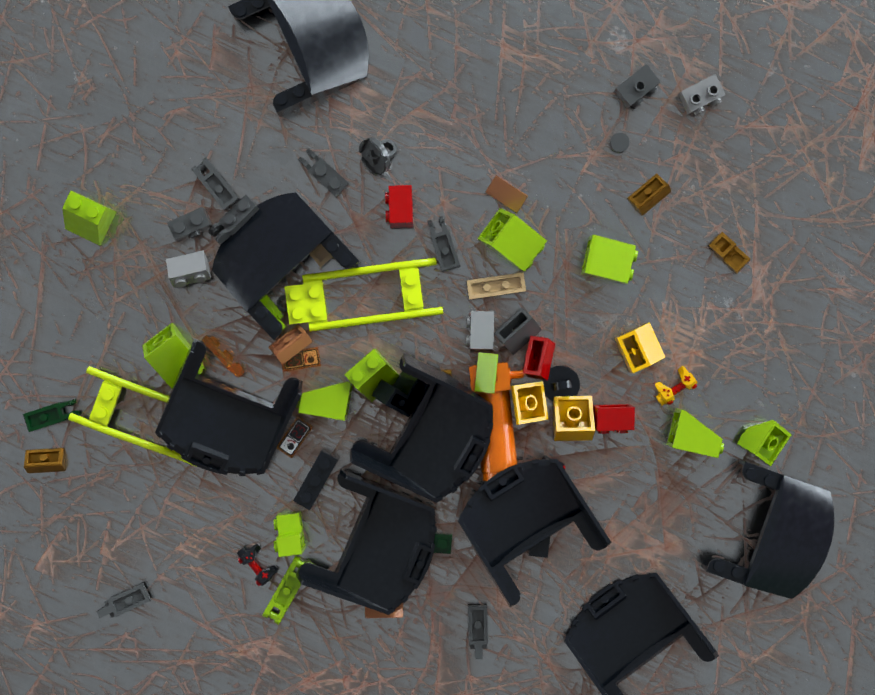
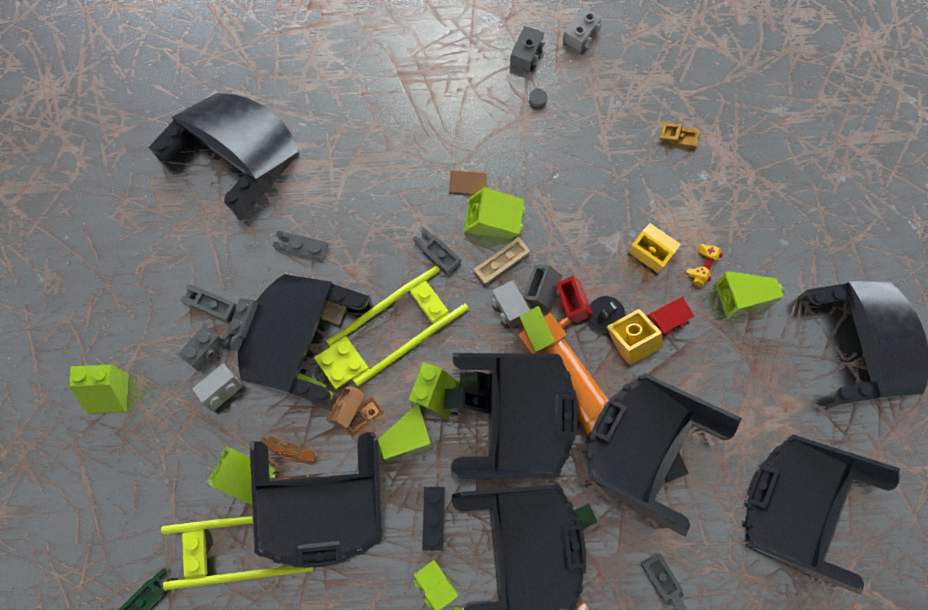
camera: 25 degrees left, 15 degrees down
(294, 437) = (393, 491): tile -> none
(376, 156) = (338, 205): dark grey tile -> none
(400, 206) = (382, 236): red brick -> none
(529, 402) = (589, 341): yellow slope -> none
(609, 259) = (584, 189): lime slope -> none
(649, 194) = (587, 124): pearl gold slope -> none
(765, 440) = (808, 268): lime slope -> none

